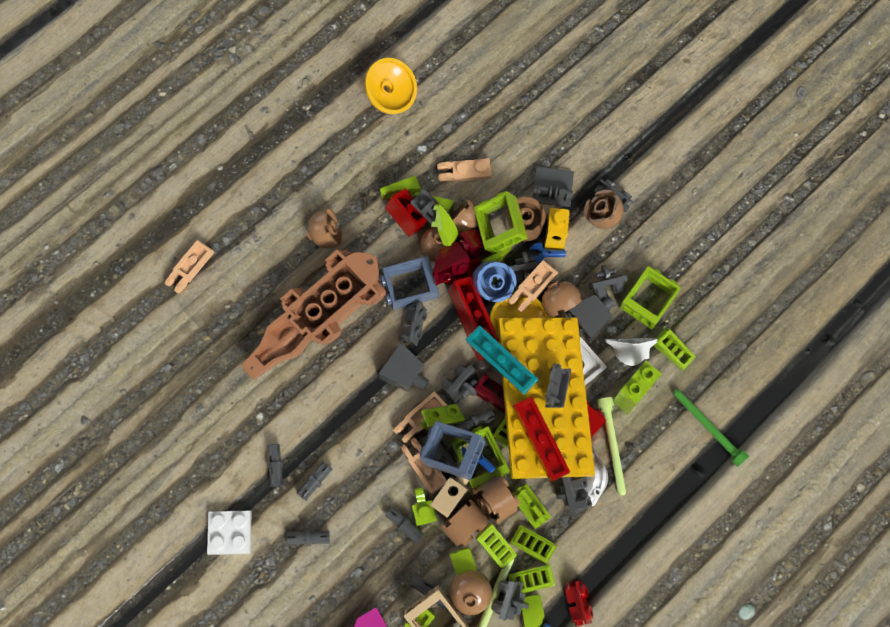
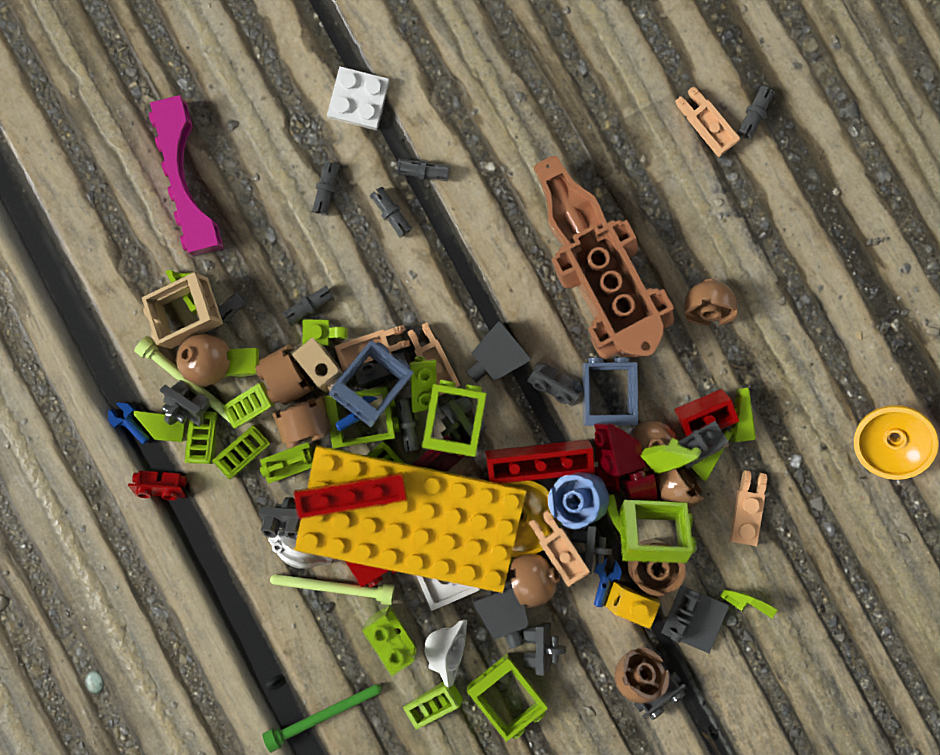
camera: 110 degrees right, 15 degrees up
(174, 234) = (756, 112): none -> dark grey pin
(482, 398) = (448, 445): none -> lime window
(501, 360) = (466, 476): teal plate -> none
(530, 159) = (741, 600): none -> lime slope
(558, 387) = (411, 537): dark grey hinge -> none

